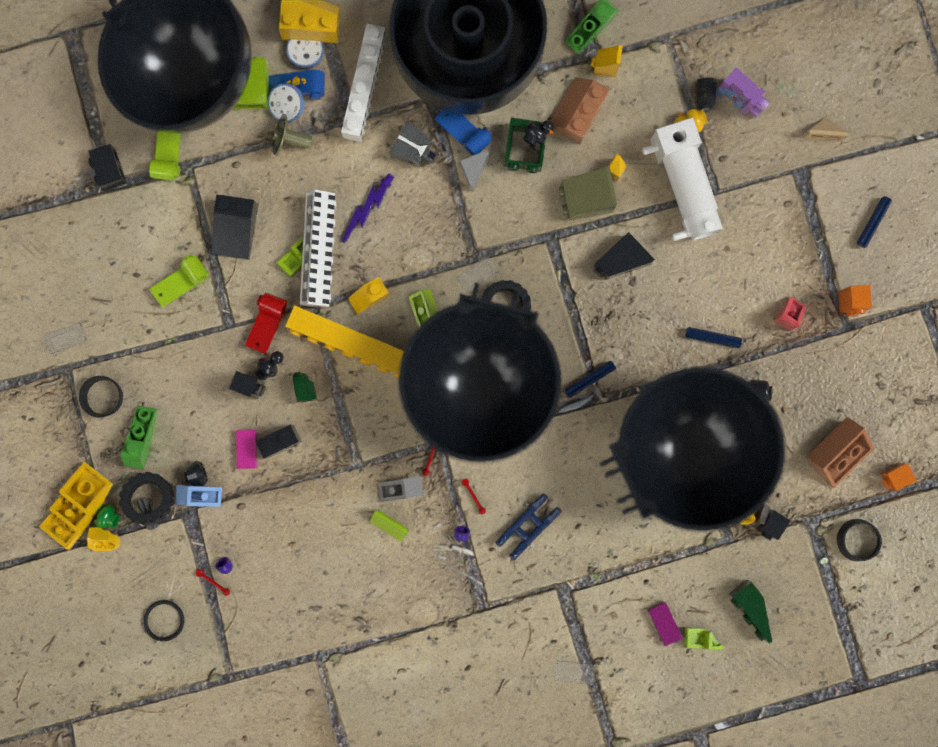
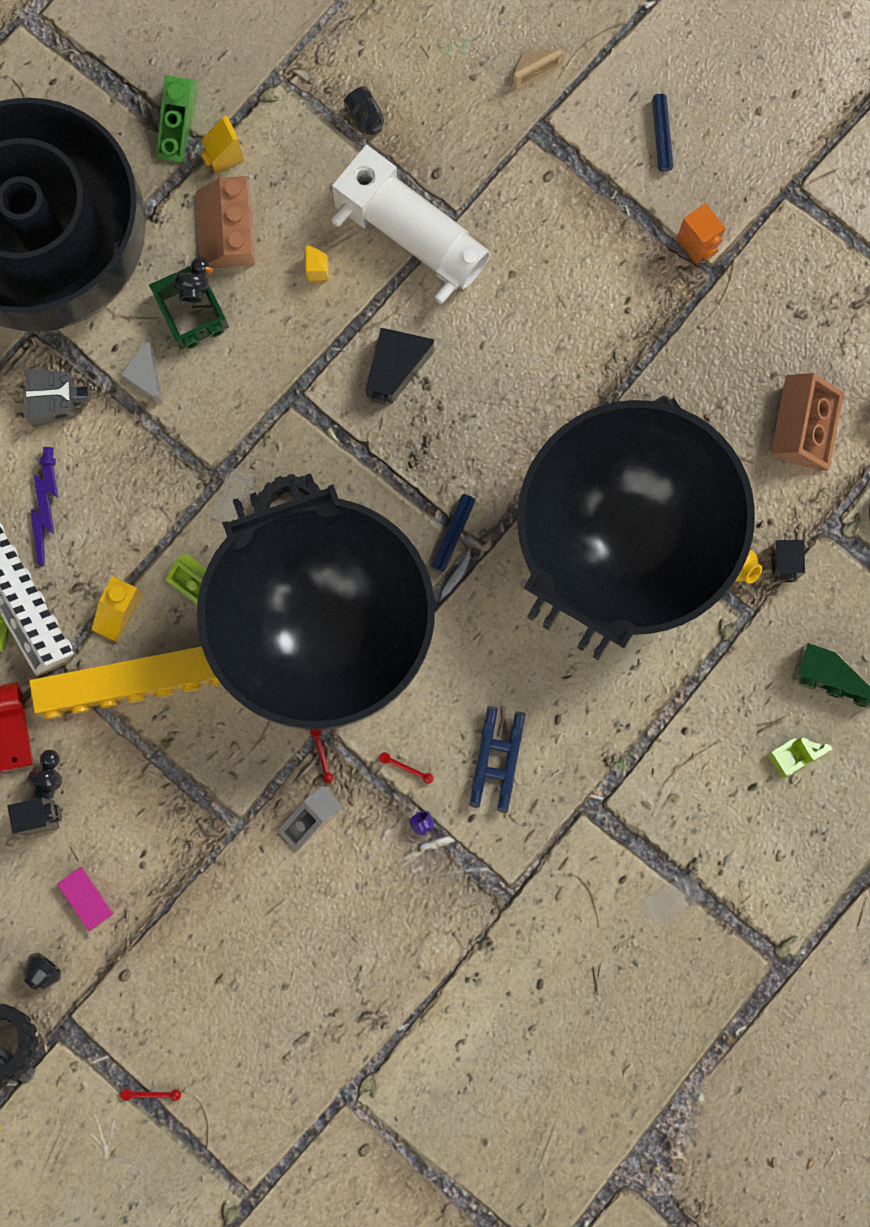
camera: 35 degrees left, 5 degrees down
(162, 639) = (118, 1215): black tyre -> none
(198, 495) = (60, 997): light blue slope -> none
(224, 565) = (151, 1062): dark purple hinge -> none
(278, 441) = (119, 861): black brick -> none
(303, 388) = (108, 774): dark green rock -> none
(389, 525) = (325, 873): lime slope -> none
(464, 132) = (104, 339): blue door -> none
(588, 194) = (303, 315): olive slope -> none
(665, 624) = (741, 765): magenta tile -> none
(699, 118) = (375, 141): yellow animal -> none
(713, 337) = (567, 386): dark blue axle -> none
(743, 93) = (408, 81): medium lavender hips -> none
(762, 514) = (764, 554): dark brown tile -> none
(791, 314) = (639, 300): coral slope -> none

